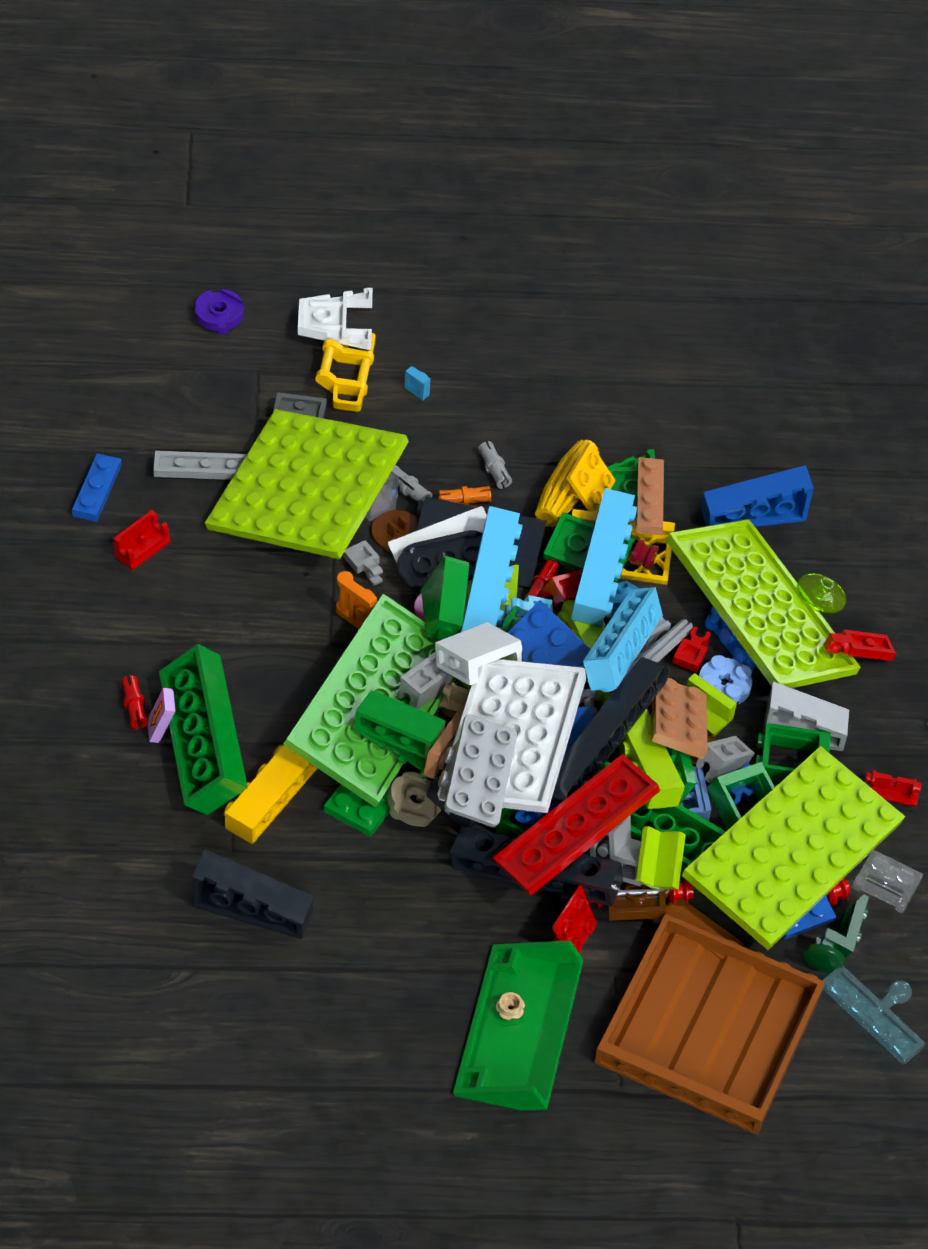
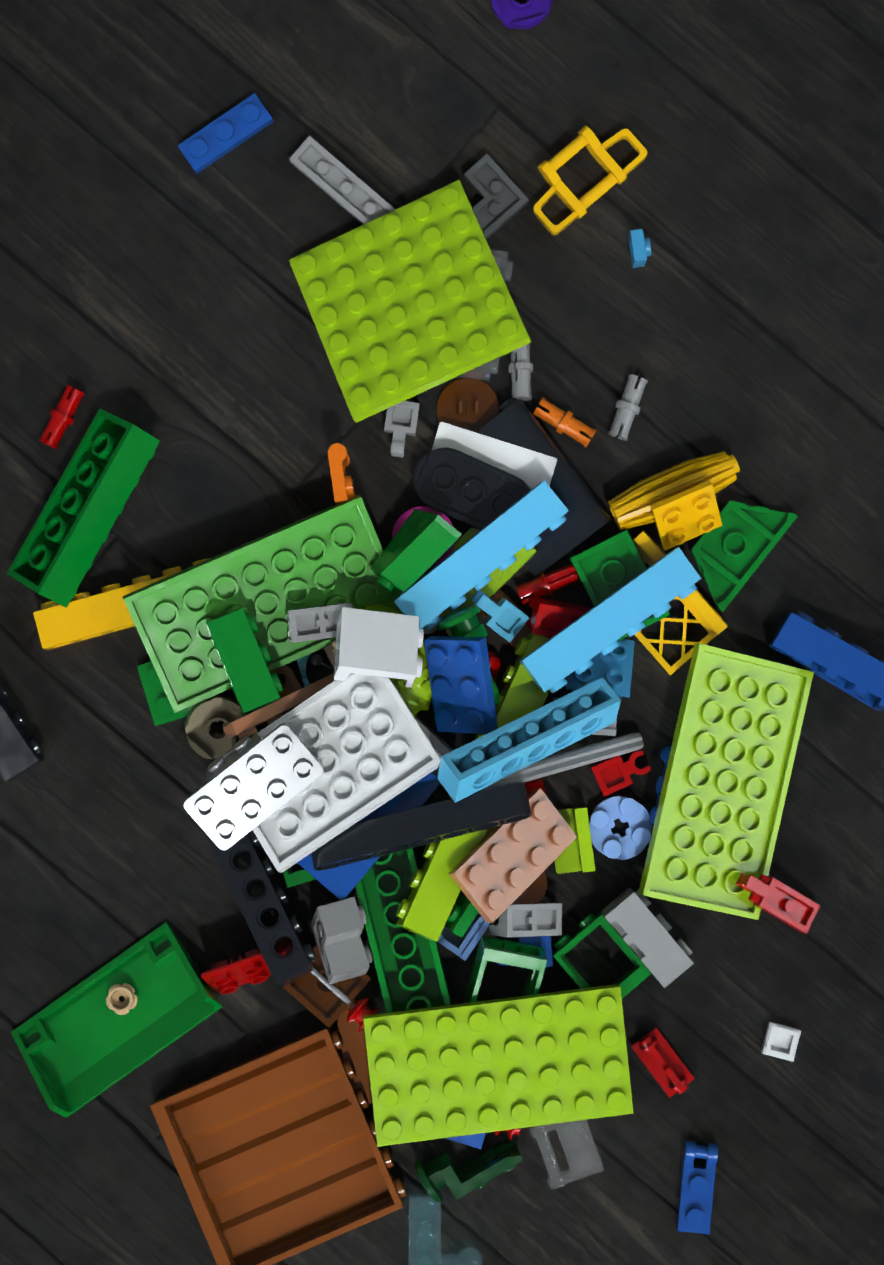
camera: 55 degrees right, 35 degrees up
(141, 540) = (211, 236): red hinge -> none
(161, 715) = (60, 461): lavender tile -> none
(326, 318) = (616, 90): white wing -> none
(576, 824) = (302, 902): red plate -> none
(644, 554) = (665, 637): dark red wheel -> none
(650, 496) = (733, 576): nougat plate -> none
(660, 859) = (359, 984): lime panel -> none
(821, 593) = (793, 804): clear neon green dish -> none

